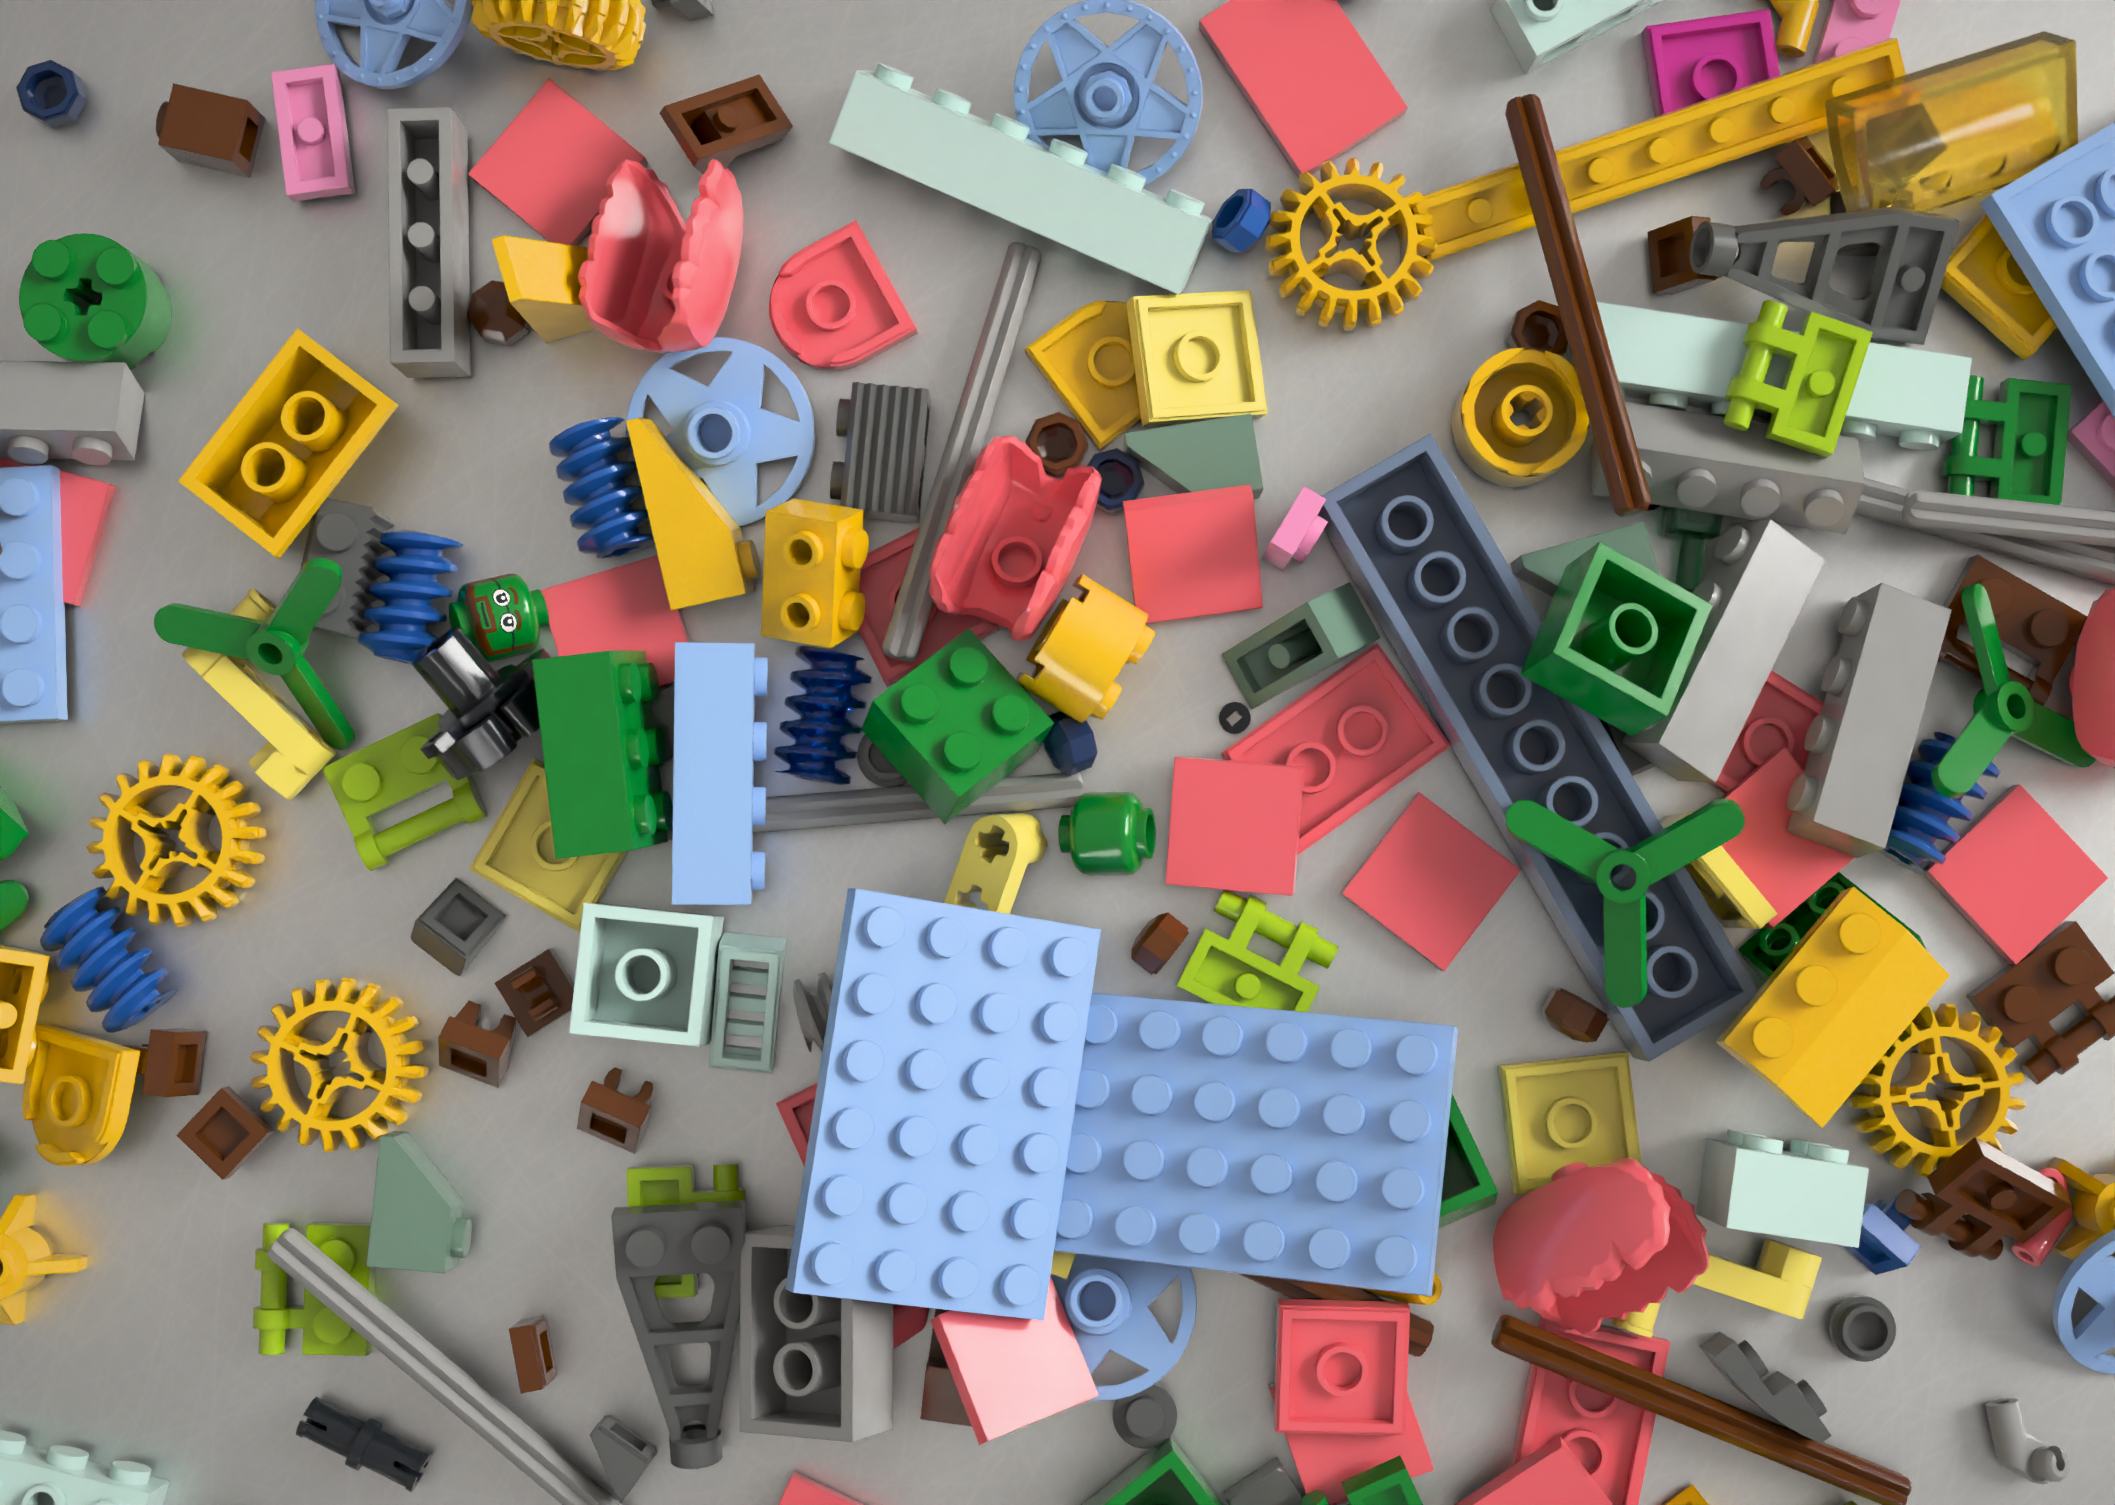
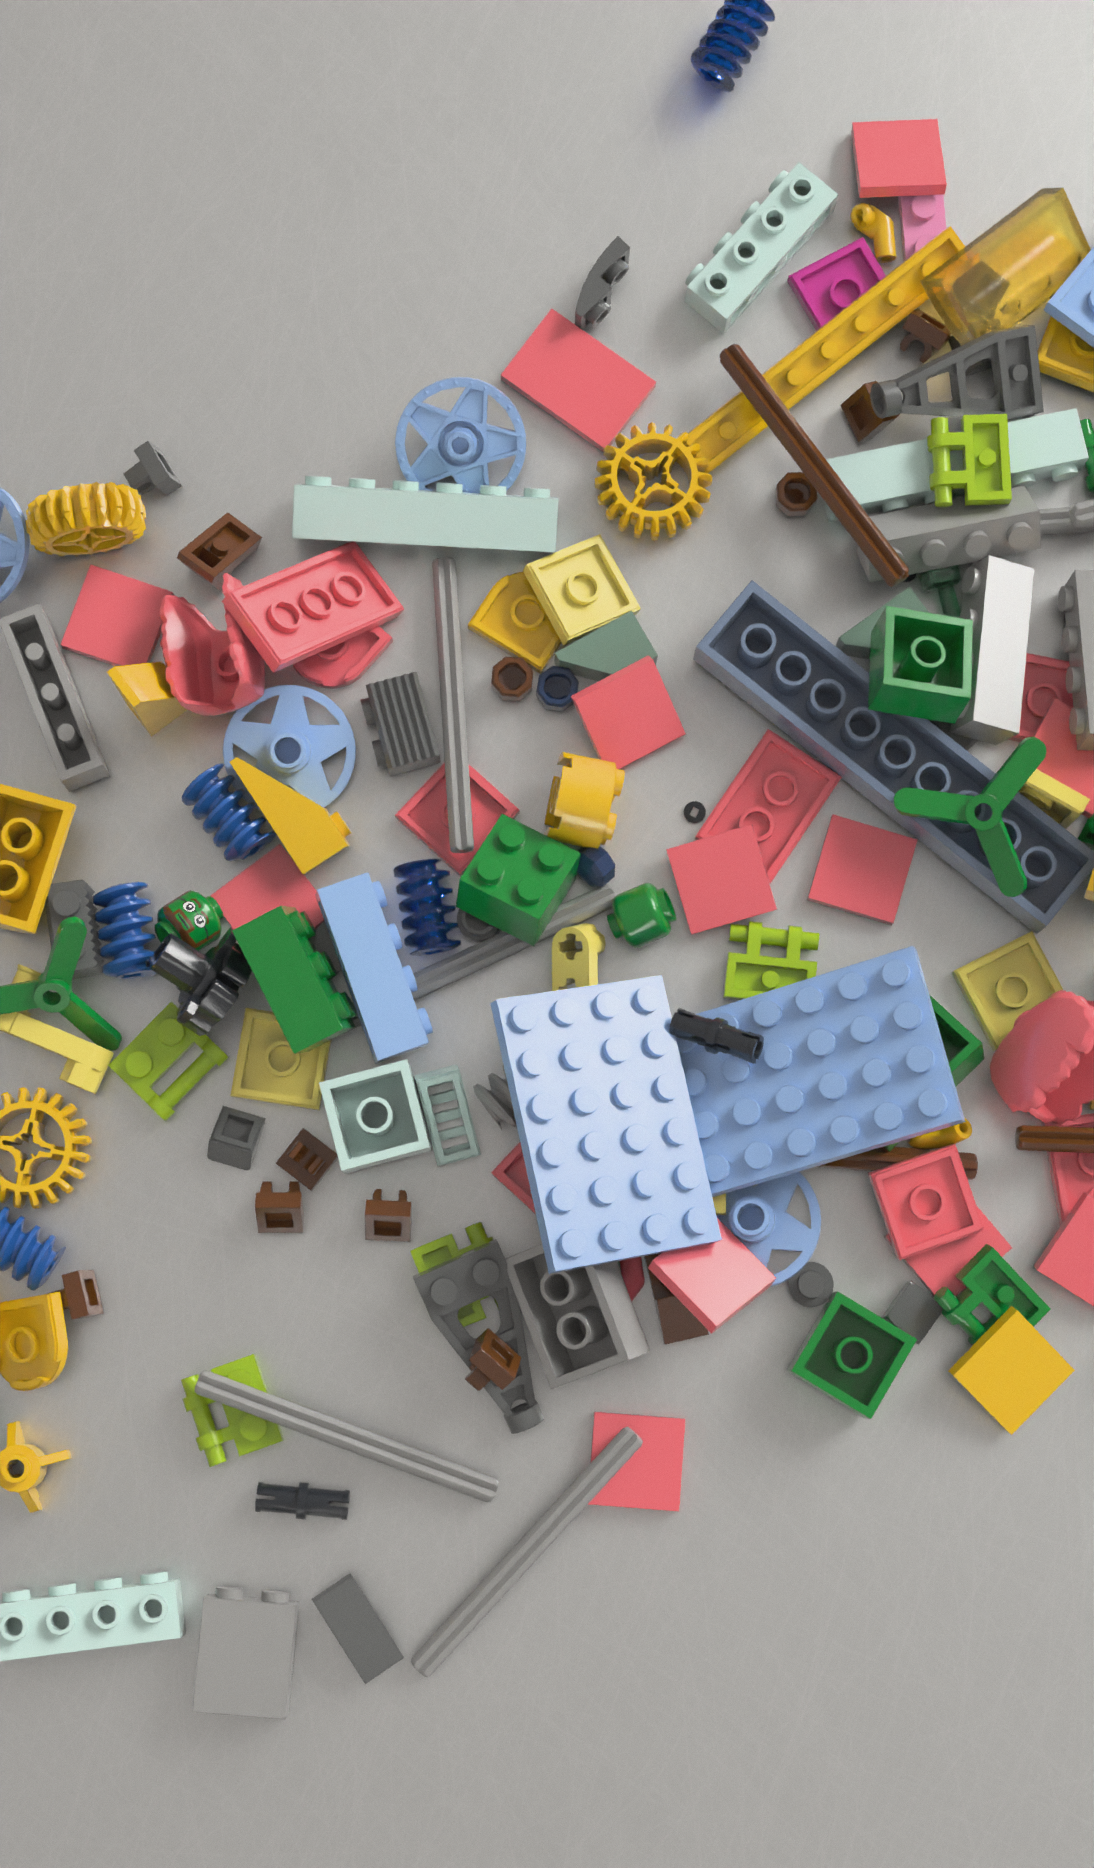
camera: 25 degrees left, 5 degrees down
(225, 1132) = (135, 1326): reddish brown tile -> none
(326, 1089) = (193, 1233): yellow gear -> none
(414, 1211) = (280, 1333): sand green slope -> none
(495, 315) = (115, 727): reddish brown tile -> none
(532, 1354) = (393, 1396): reddish brown tile -> none
(622, 1454) = (478, 1439): dark grey slope -> none
(674, 1367) = (492, 1361): none -> reddish brown tile
(813, 572) = (387, 816): yellow brick -> none
(818, 247) = (312, 605): none -> coral tile
(1012, 538) = (509, 746): coral animal -> none
(1142, 1042) = (716, 1035): none -> black pin
(1158, 942) = (701, 973): reddish brown tile -> none
(1241, 220) = (577, 491): blue tile -> none
(1297, 531) = (690, 674): bright pink plate -> none
(1300, 645) = (719, 748): sand green slope -> none
(1509, 384) = (790, 531): yellow brick -> none
(1573, 1016) = (988, 919): reddish brown tile -> none

